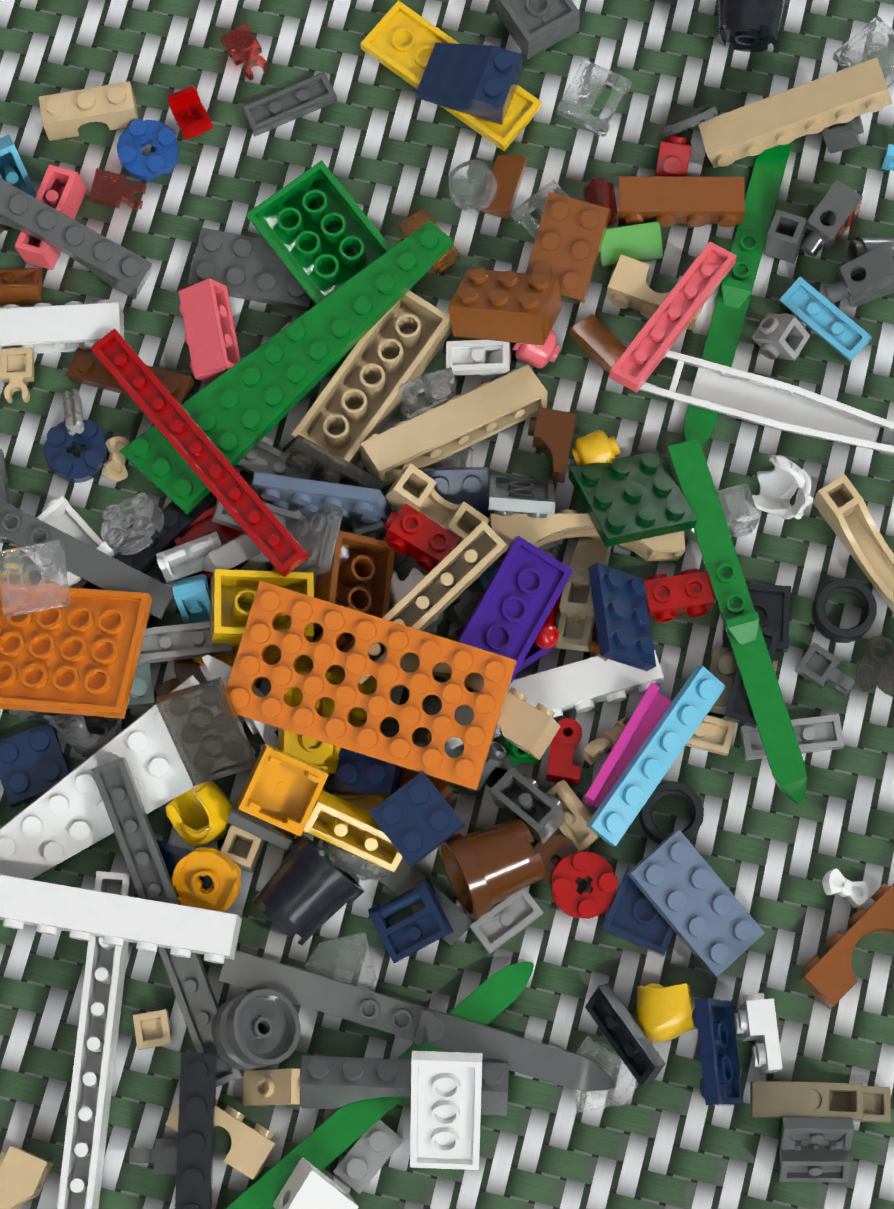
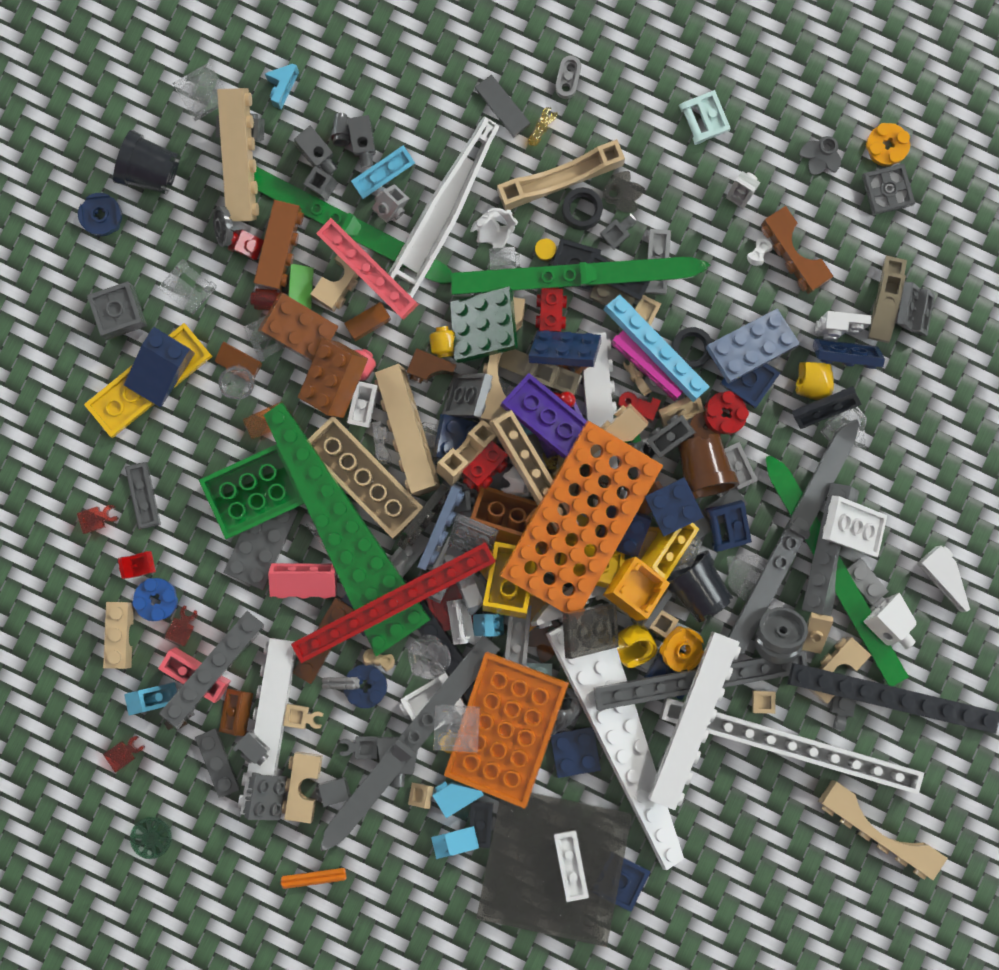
camera: 80 degrees left, 10 degrees up
(769, 570) = (545, 249): none -> yellow tile

